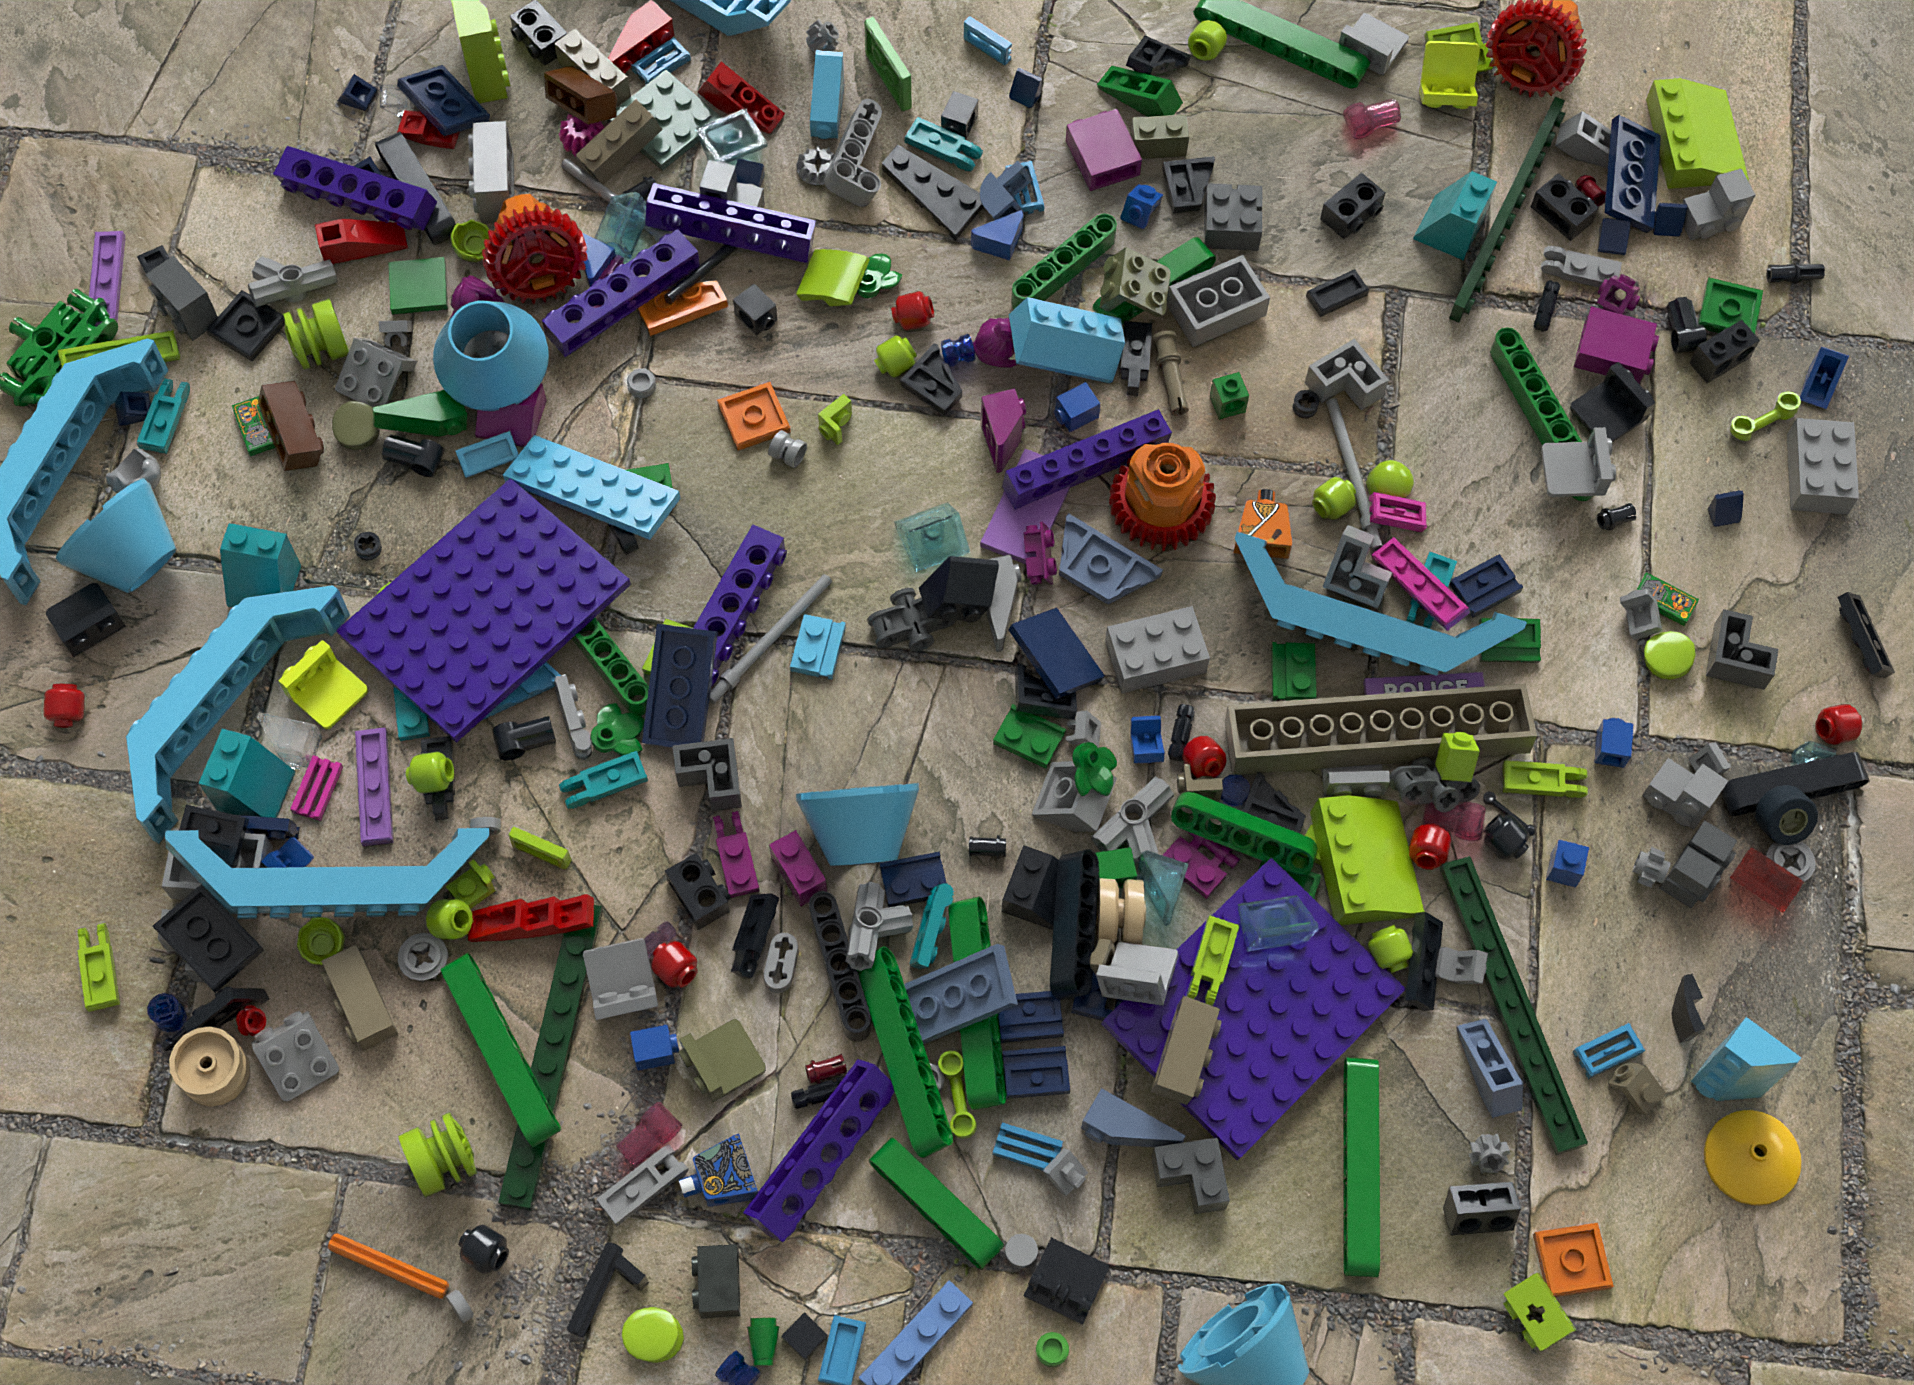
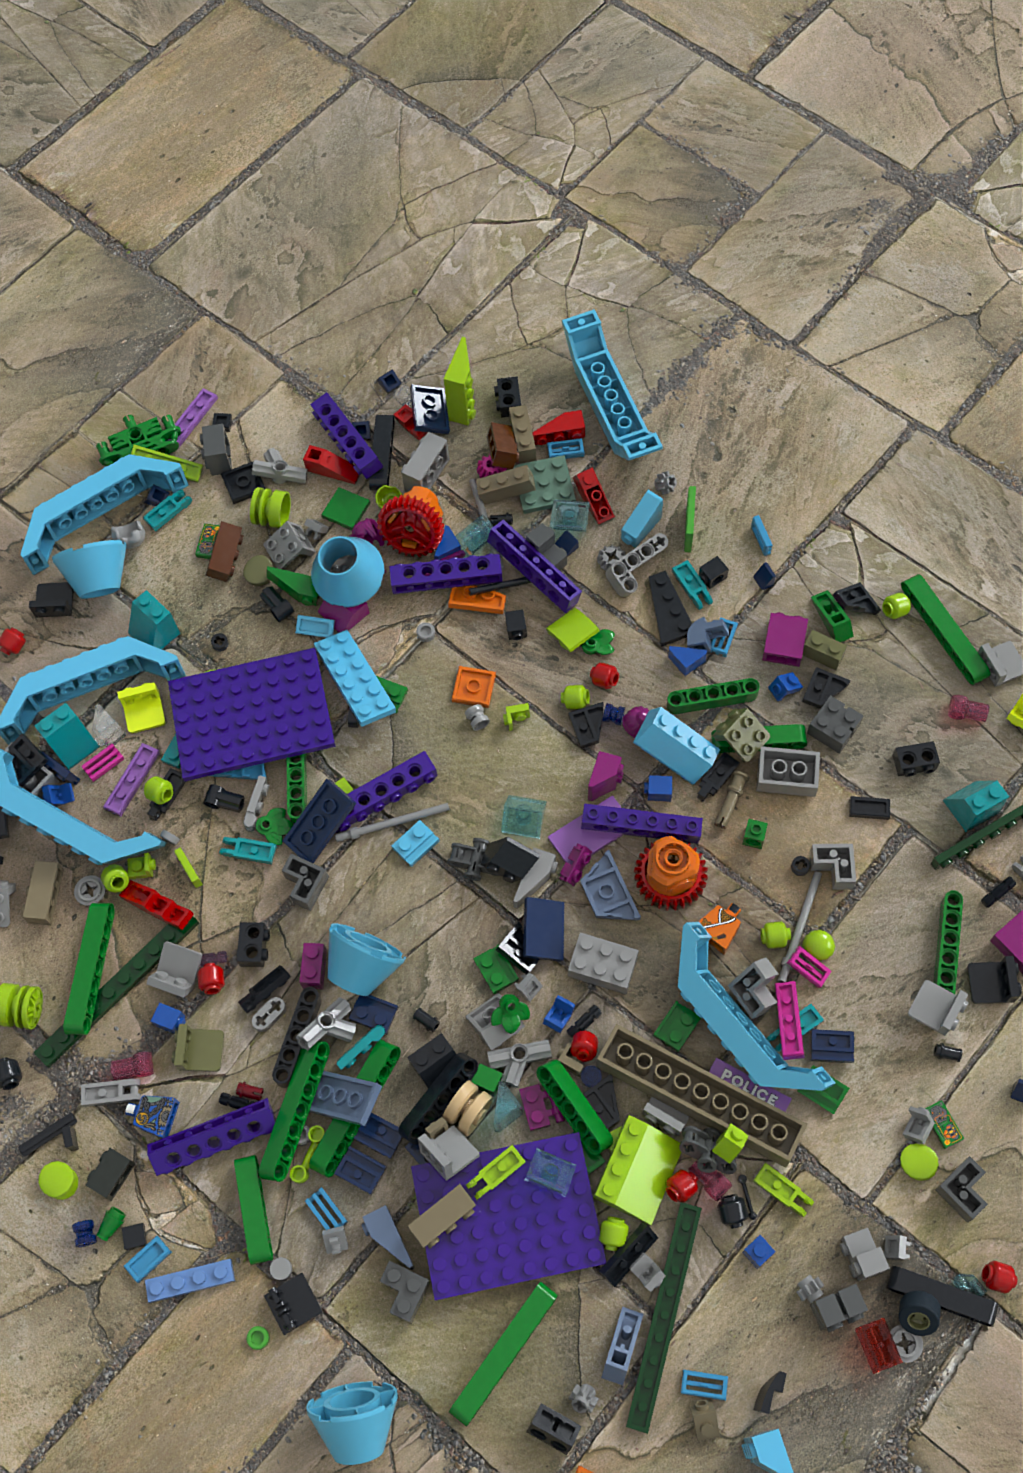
camera: 40 degrees right, 0 degrees up
(320, 939) = (45, 849): lime hair -> none
(736, 858) = (287, 938): magenta hinge -> none
(1614, 742) = (843, 1194): blue brick -> none

